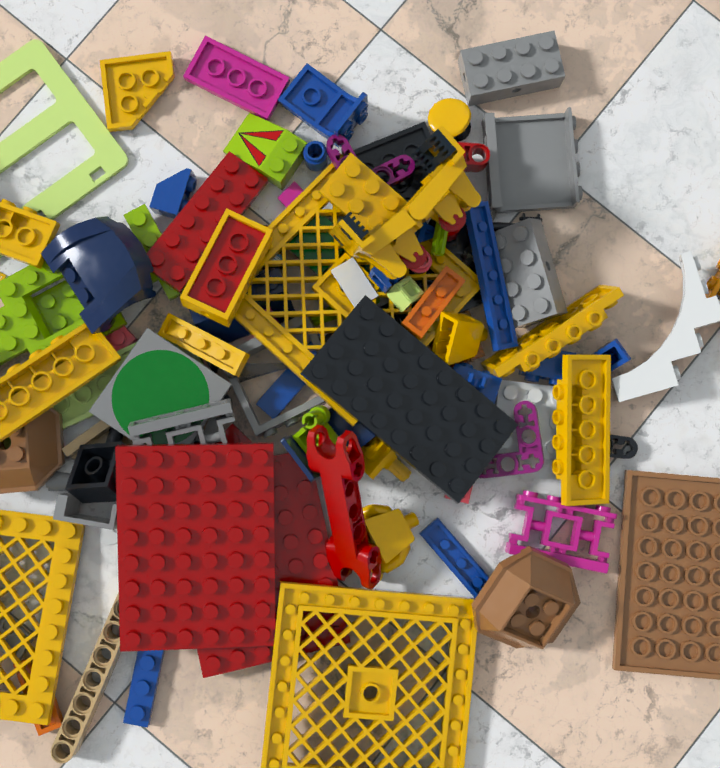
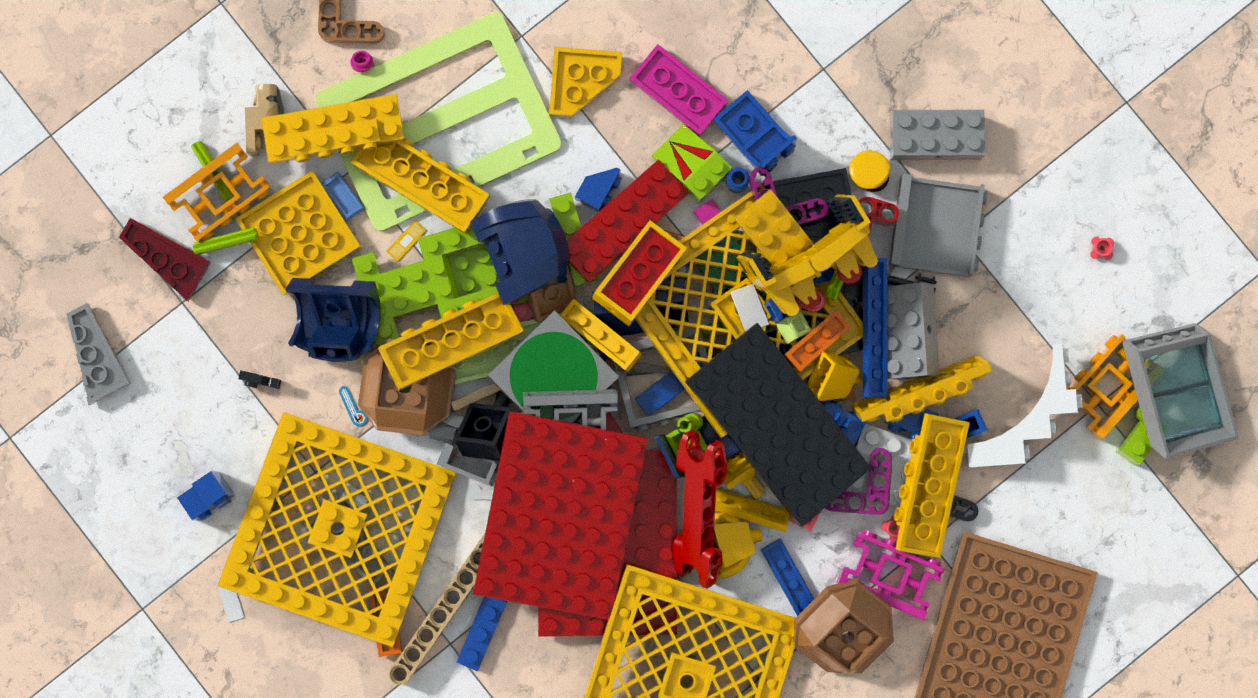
camera: 15 degrees right, 0 degrees up
(145, 314) = (551, 298): none -> medium nougat plate
(400, 494) = (751, 510): none -> yellow plate
(547, 482) = (888, 528): none -> coral plate
(709, 146) = (1108, 248): none -> coral plate

